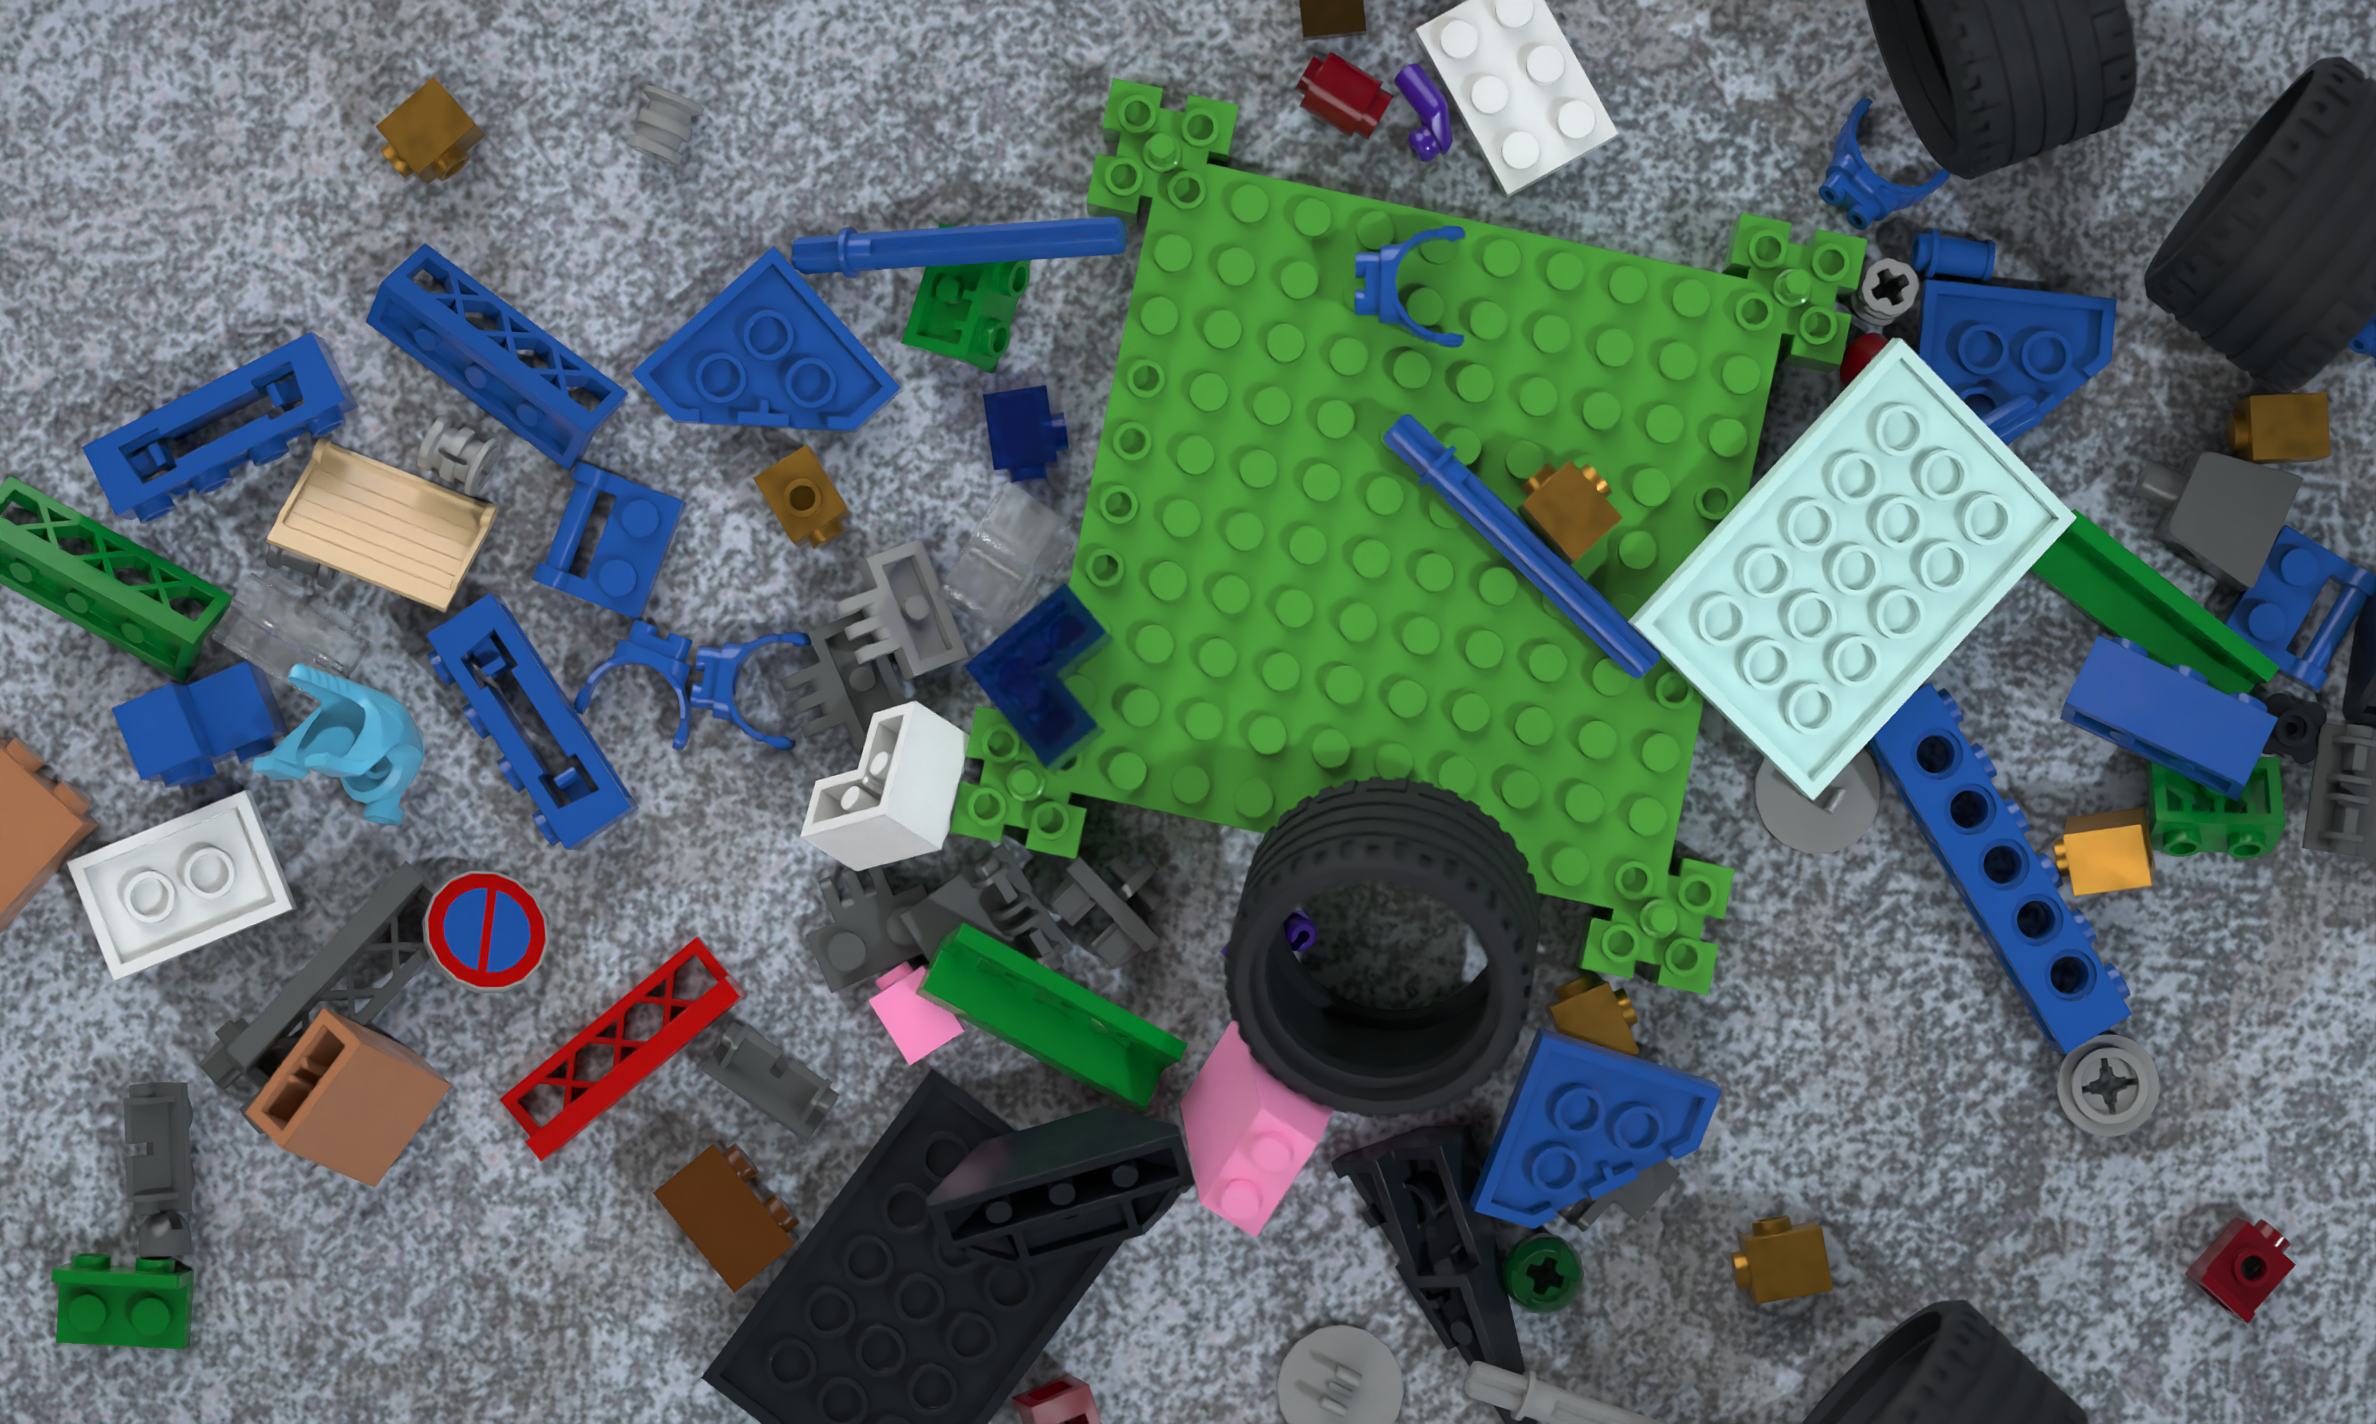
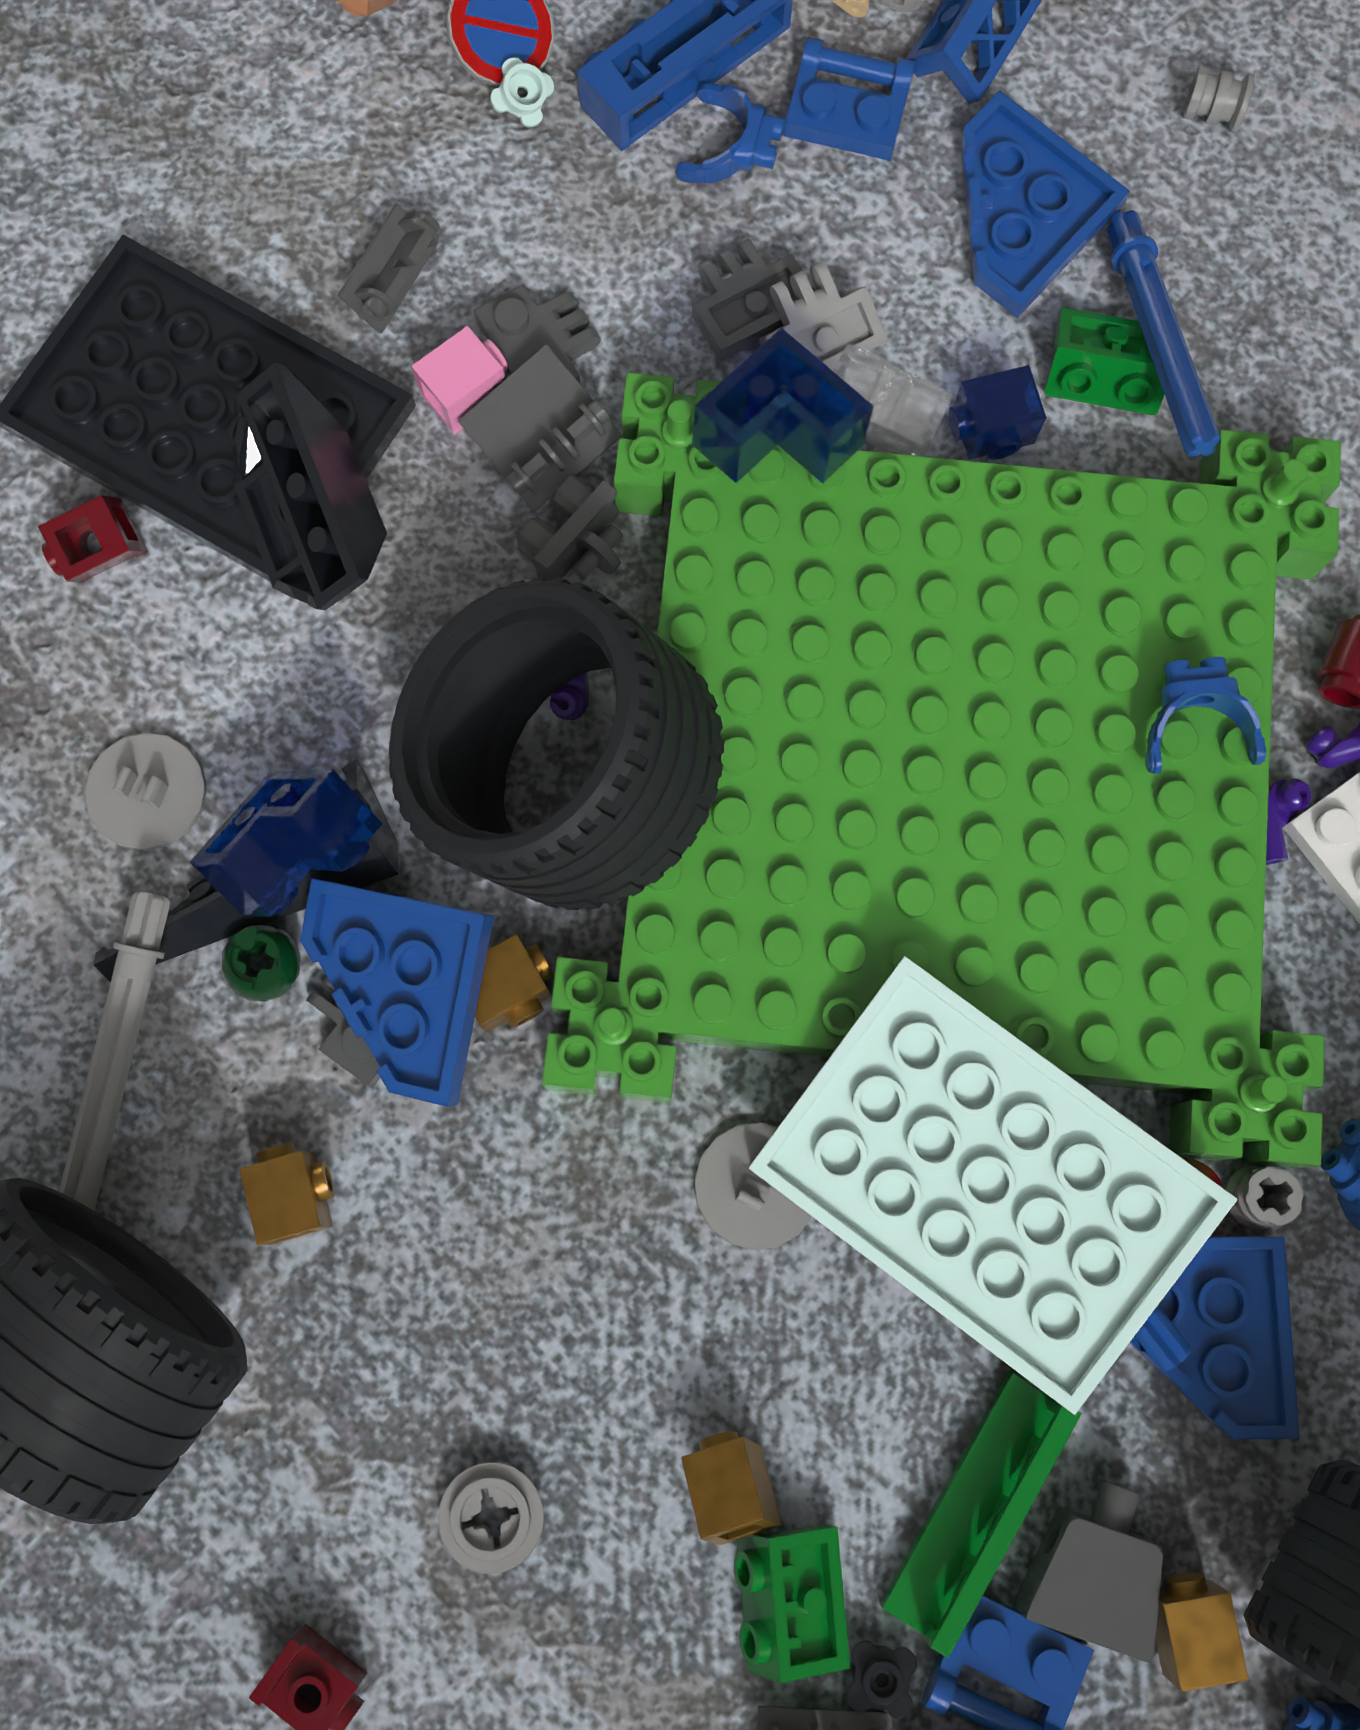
camera: 80 degrees right, 10 degrees down
(581, 910) = (526, 76): none -> light aqua plate
(634, 1069) = (406, 164): red fence -> none
(720, 676) = (743, 196): blue helmet -> none
(729, 1213) = (269, 242): reddish brown brick -> none
(804, 498) = (911, 239): pearl gold brick -> none
(897, 796) = (659, 324): white brick -> none
(1049, 1016) = (464, 479): green fence -> none
(1246, 1134) = (350, 661): bright pink slope -> none
(1431, 1236) = (283, 832): none -> clear blue brick
(1490, 205) = (1283, 803): none -> dark purple arm
(1521, 545) = (964, 846): blue axle -> none
(1569, 508) = (1009, 886): pearl gold brick -> none
(1952, 256) = (1310, 1263): blue pin -> none
(2098, 995) = (556, 1463): blue brick -> none
(2169, 716) = (879, 1542): blue brick -> none

